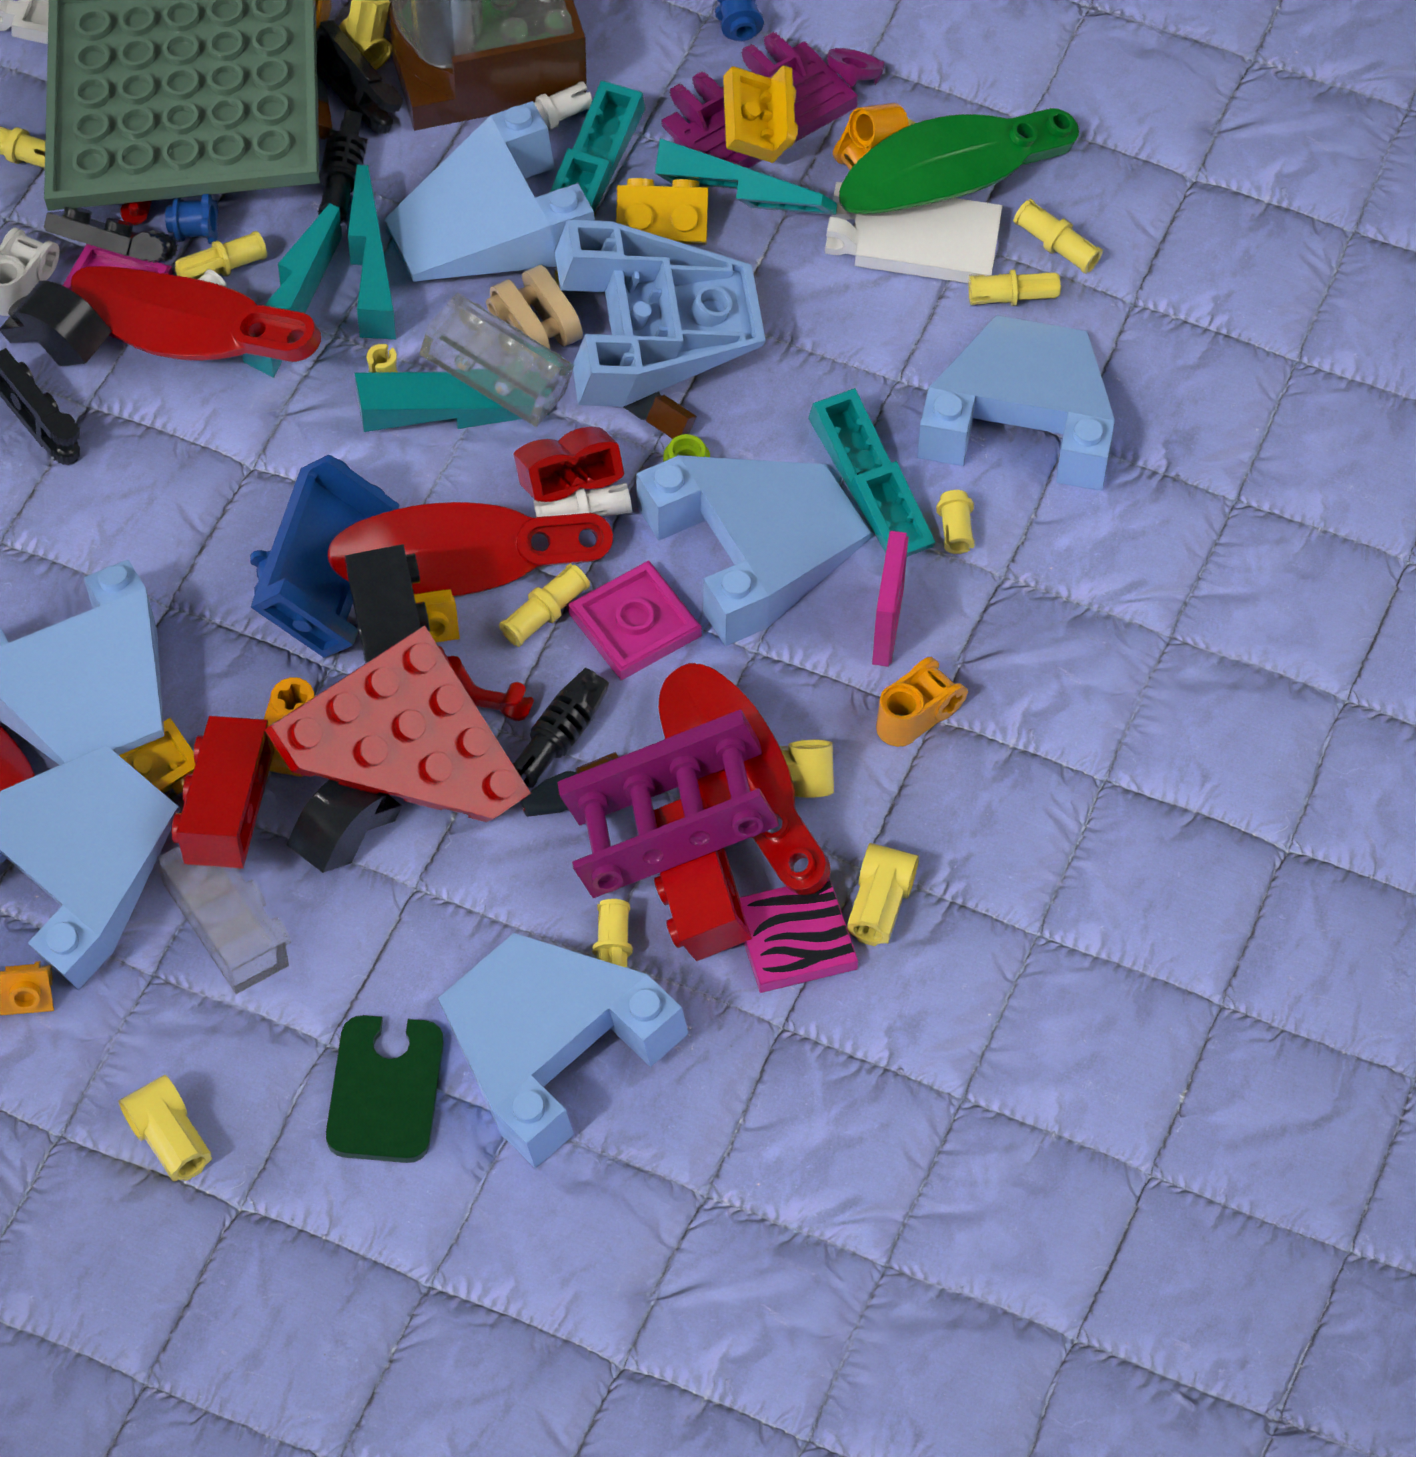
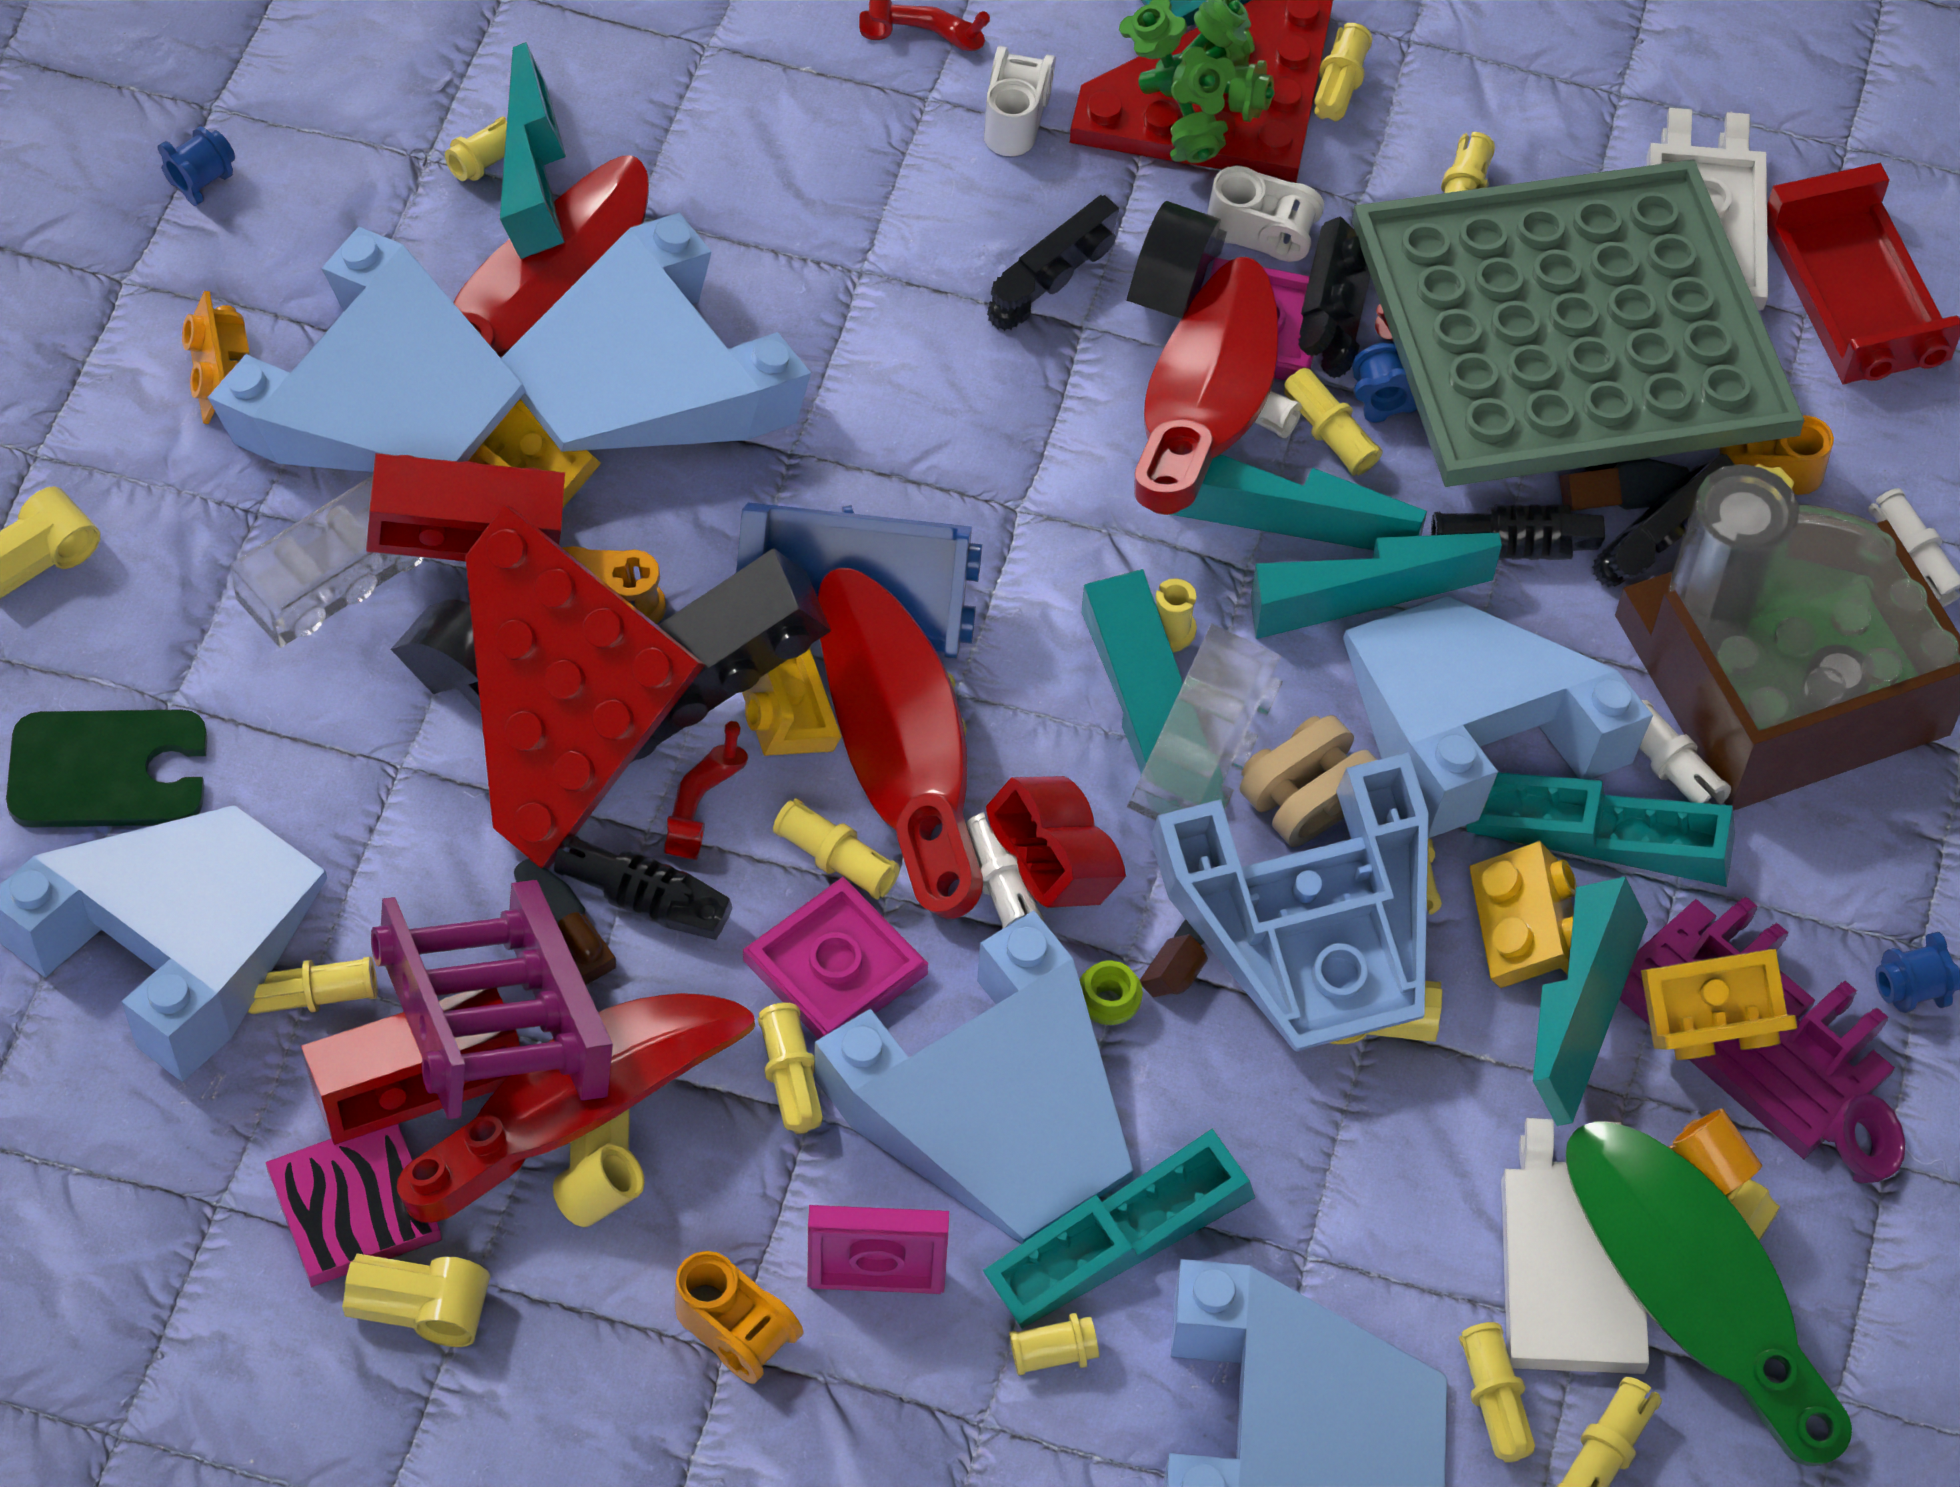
camera: 80 degrees right, 0 degrees up
(724, 651) = (790, 1067): none -> light yellow axle

